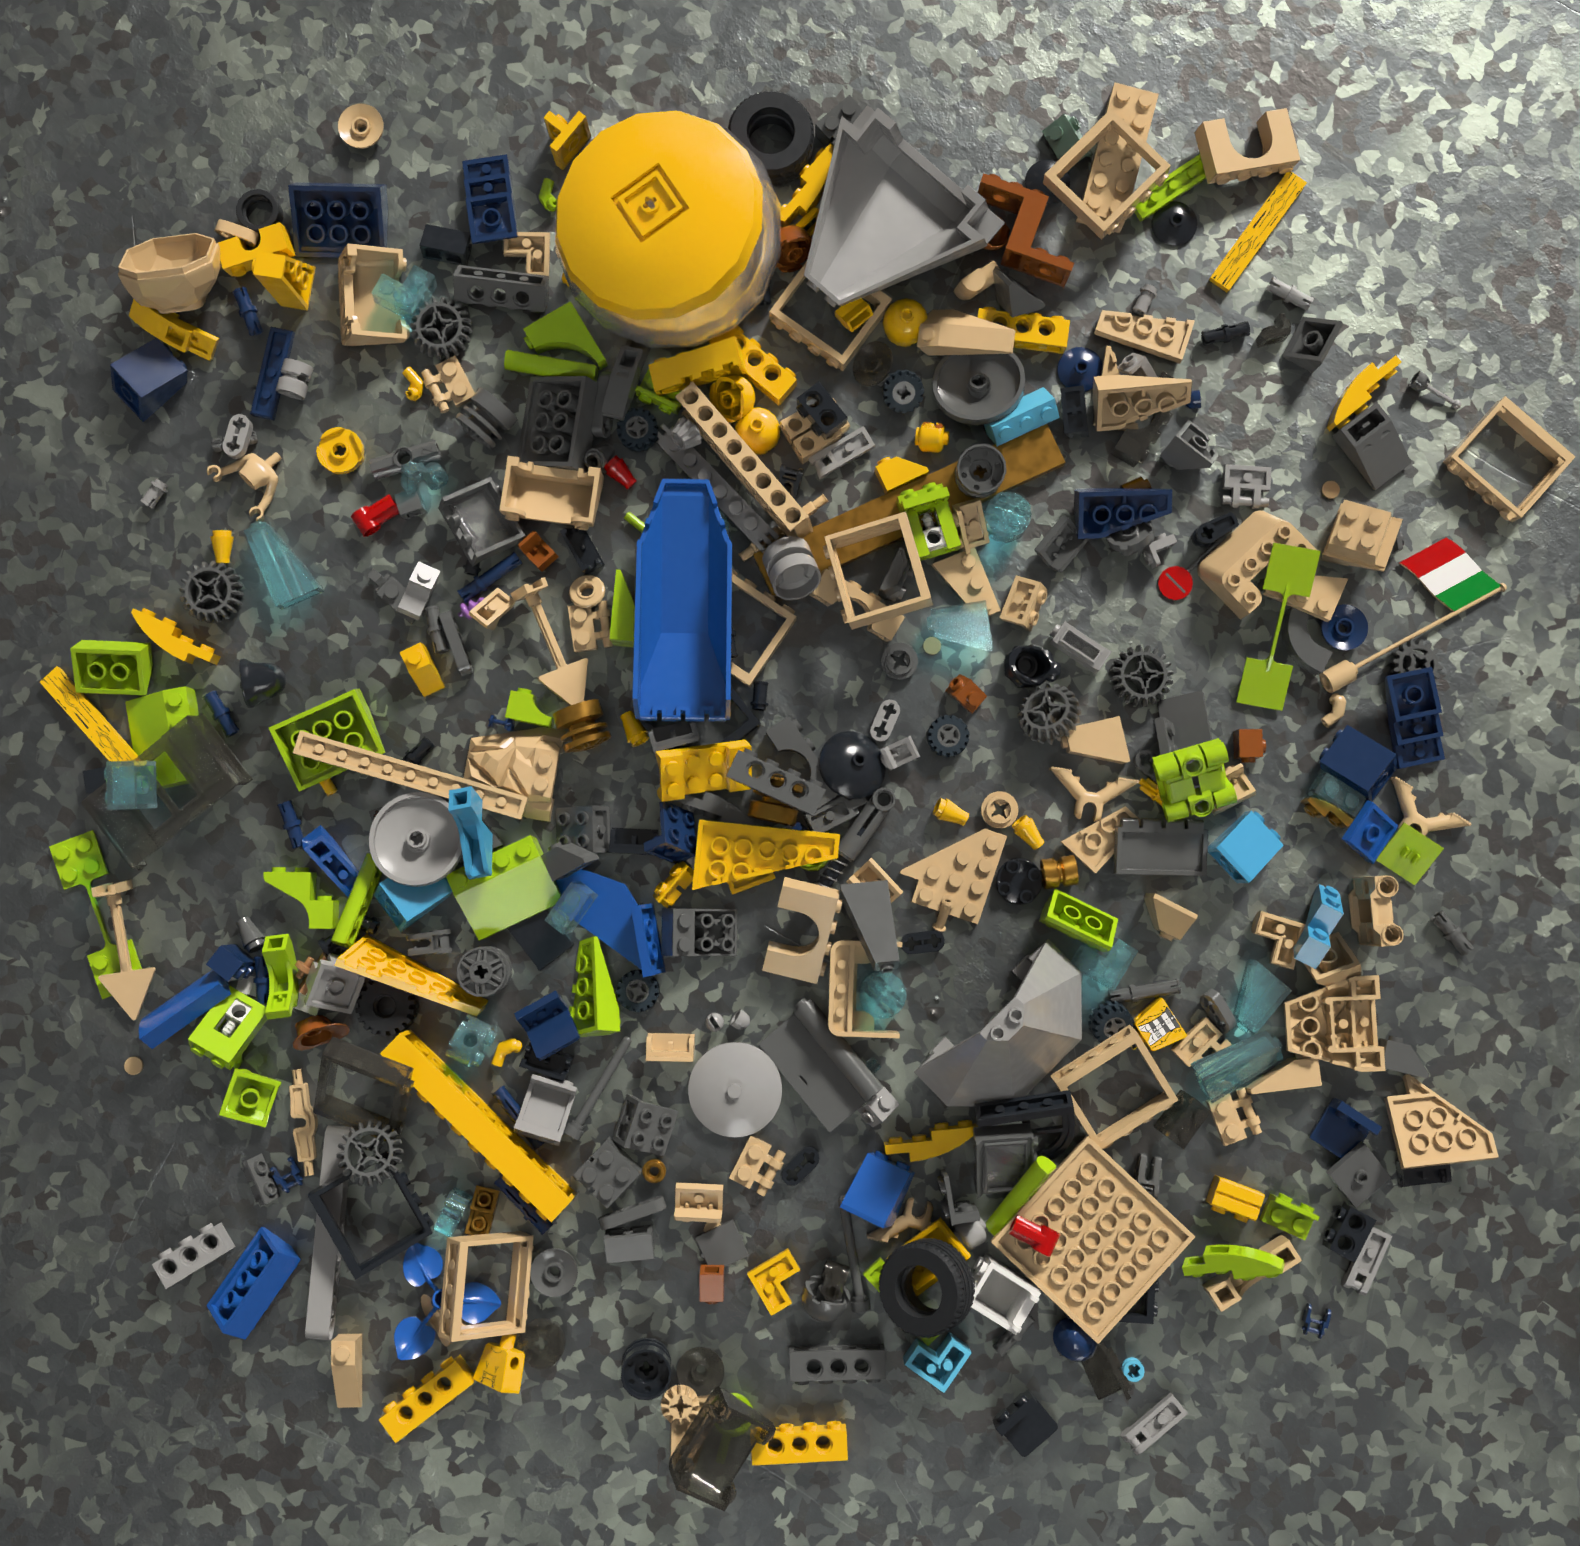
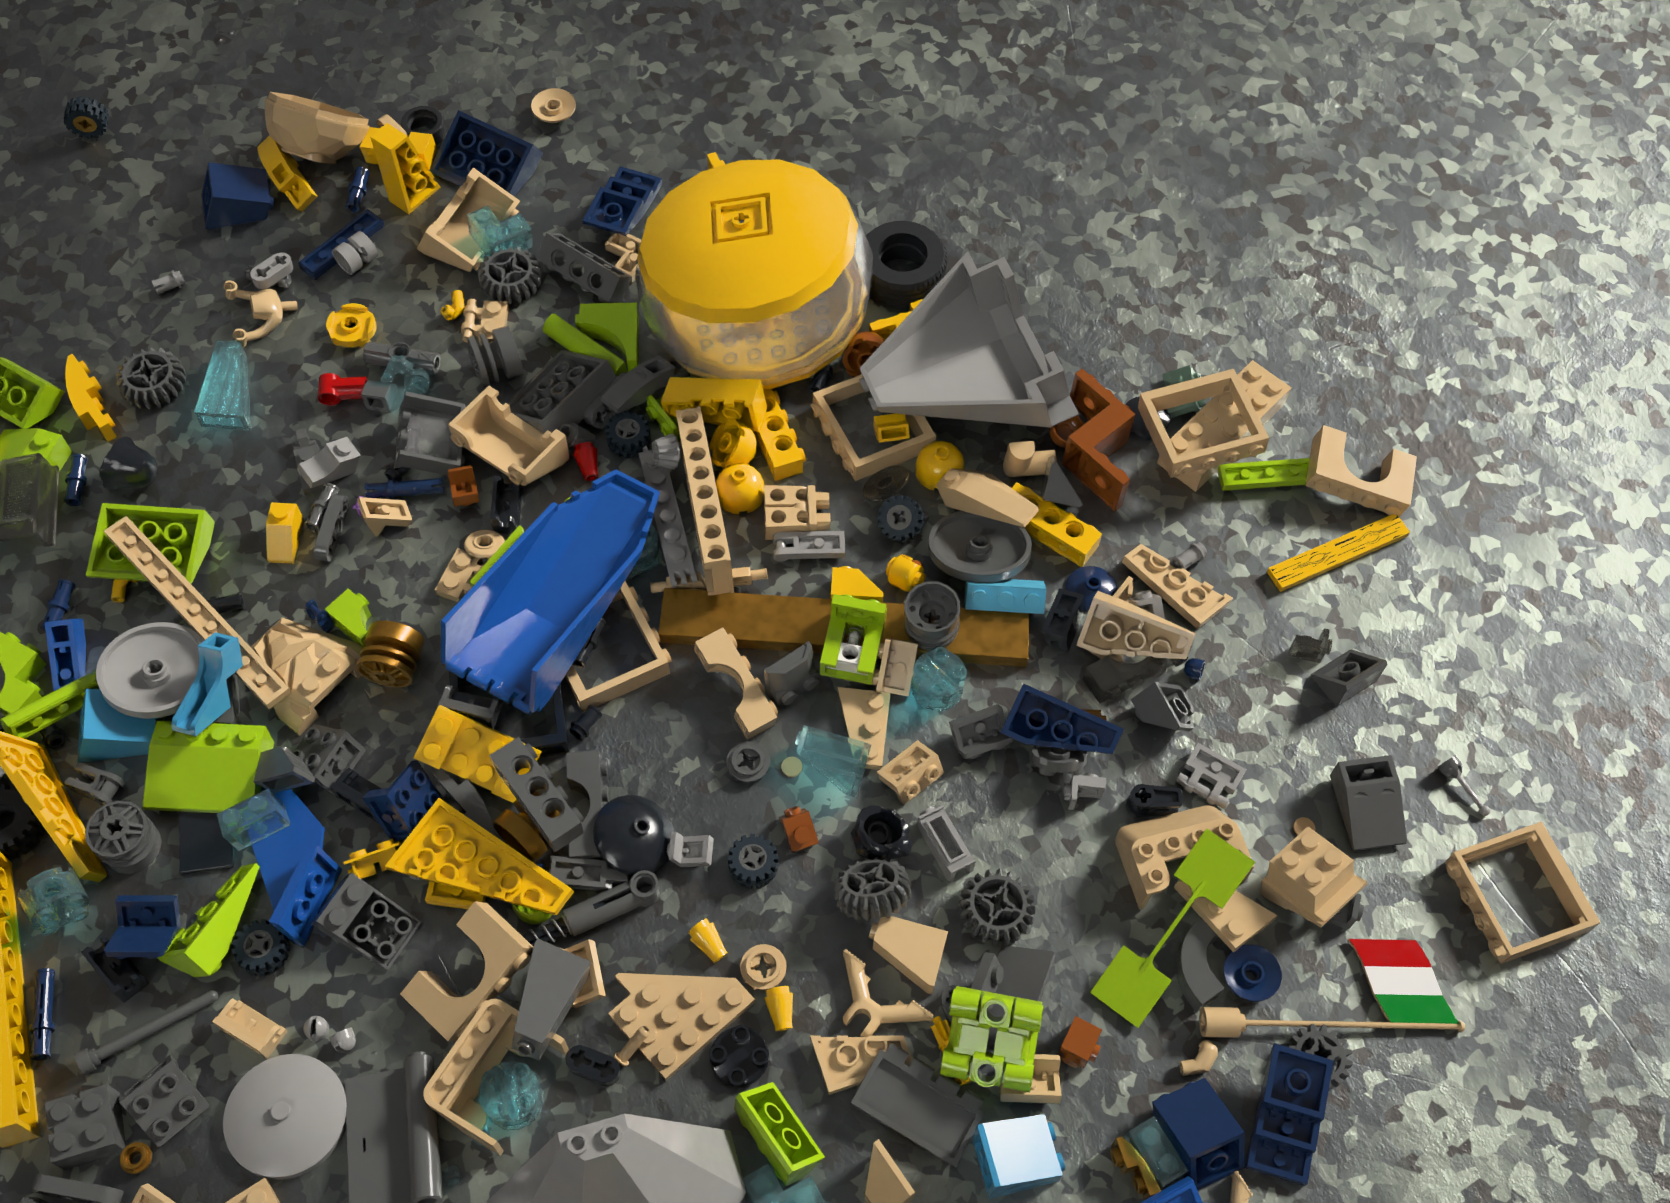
camera: 25 degrees right, 25 degrees down
(222, 545) = (191, 346): yellow cone -> none
(445, 245) = (559, 217): black hinge -> none
(505, 1048) = (82, 932): yellow arm -> none
(545, 1109) = (73, 1017): light grey panel -> none
(567, 680) = (409, 607): tan piece -> none
(634, 730) = (437, 687): yellow cone -> none
(791, 478) = (744, 544): black piece -> none
(791, 568) = (687, 607): light grey wheel -> none
(826, 408) = (810, 491): black brick -> none
(865, 532) = (775, 610): tan window -> none
(879, 718) = (700, 817): light grey beam -> none
(1060, 871) = (788, 1067): pearl gold wheel -> none
(1170, 232) = (1254, 516): black dish -> none
(1176, 581) = (1088, 836): red piece -> none
(1225, 333) = (1259, 624): black pin -> none
(1289, 293) = (1345, 620): light grey pin -> none
(1358, 392) = (1385, 739): yellow slope -> none

